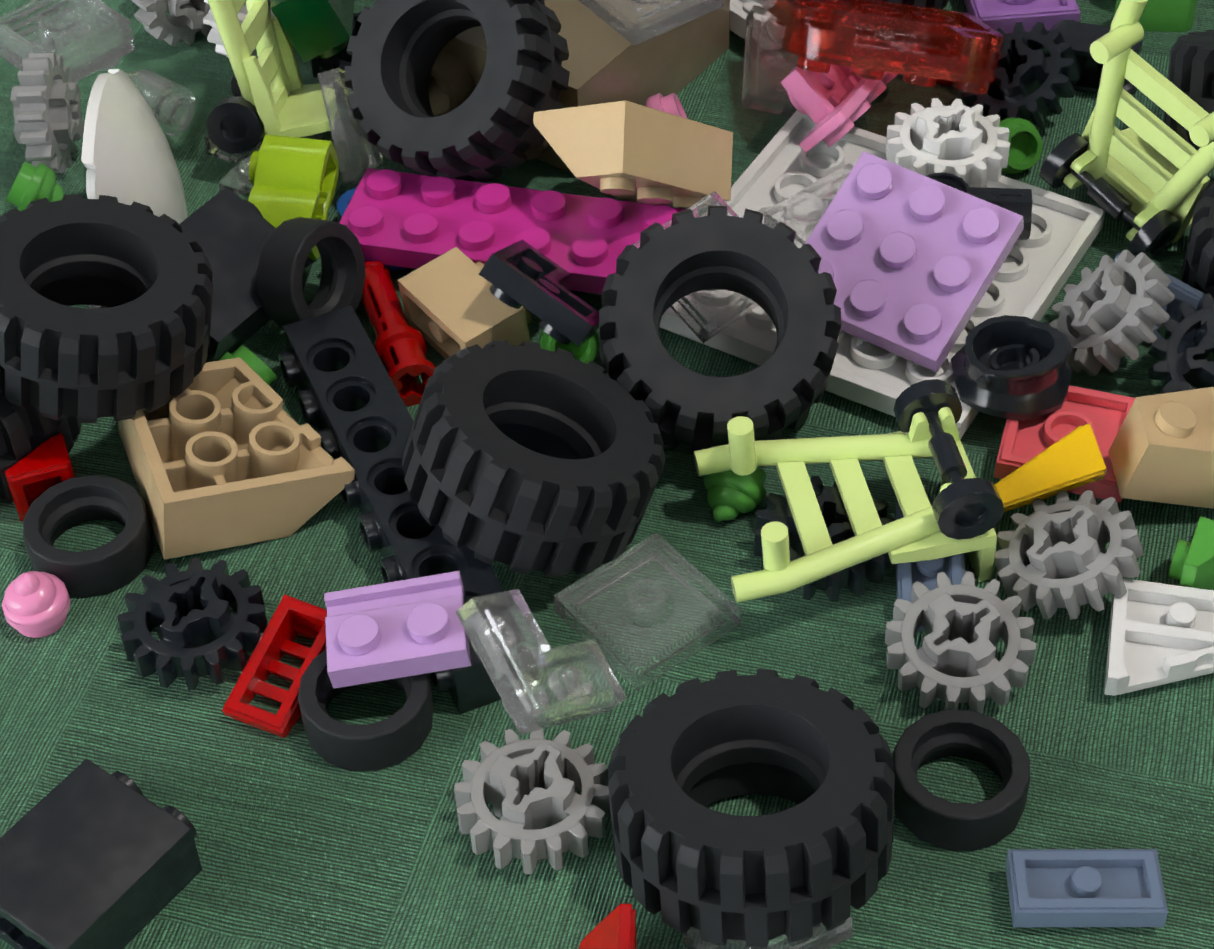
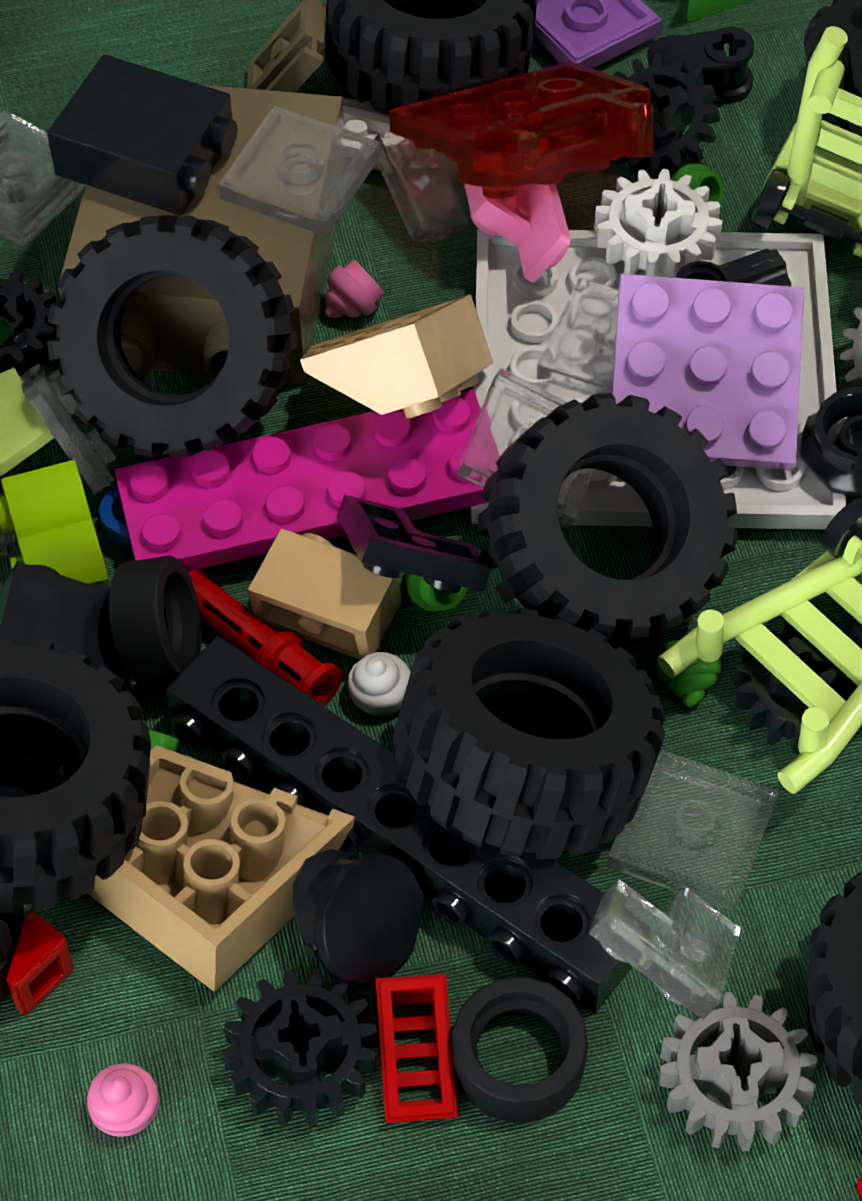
camera: 30 degrees left, 10 degrees up
(82, 501) = (108, 955): black tyre -> none
(306, 541) = (357, 913): none -> black hat
(395, 630) = (522, 969): lavender plate -> none

